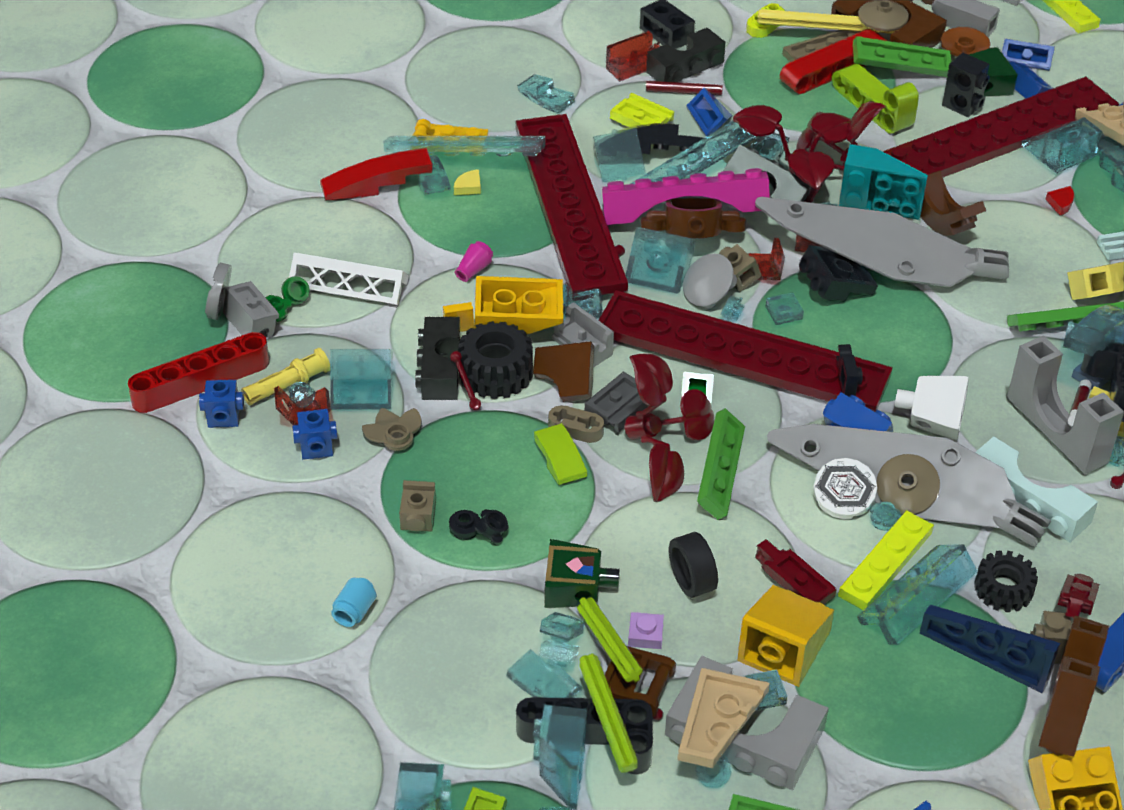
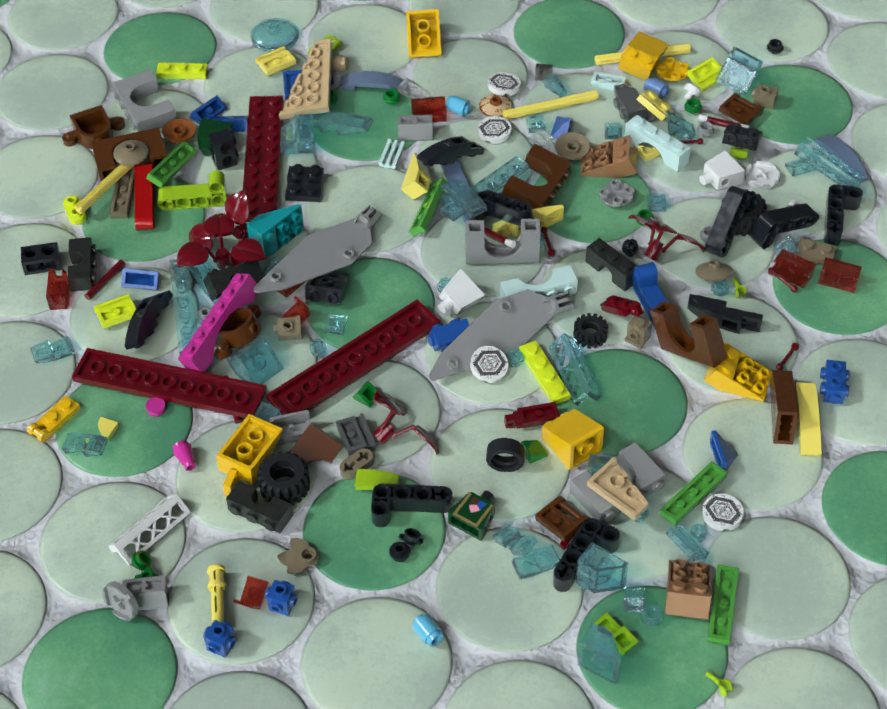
camera: 60 degrees left, 5 degrees up
(188, 374) = (180, 651): red beam -> none
(301, 394) = (246, 592): clear light blue hinge -> none
(361, 378) = (248, 553): clear light blue slope -> none
(367, 177) = (63, 473): red slope -> none
(417, 506) = (373, 568): dark tan brick -> none
(474, 144) = (73, 416): clear light blue plate -> none
(474, 403) = (305, 507): dark red hinge -> none
(529, 209) = (155, 407): none -> dark pink tile
(539, 474) = (390, 498): none -> black beam
(608, 713) = (588, 537): lime axle -> none
(609, 639) = (532, 516): lime axle -> none
(619, 155) = (150, 338): clear light blue piece -> none
(645, 630) = (528, 500): lavender plate -> none
(709, 280) = (291, 346): light grey dish -> none
(721, 464) = (429, 406): bright green plate -> none
(734, 599) = (533, 450): none -> green slope
(849, 375) = (415, 318): black plate -> none
(912, 498) = (497, 338): dark tan dish -> none
(942, 212) = (319, 215): reddish brown arch -> none
(994, 183) = (304, 183): none -> black plate
(1001, 648) = (636, 354): dark blue wing -> none
(1061, 199) = (338, 161): red tile -> none

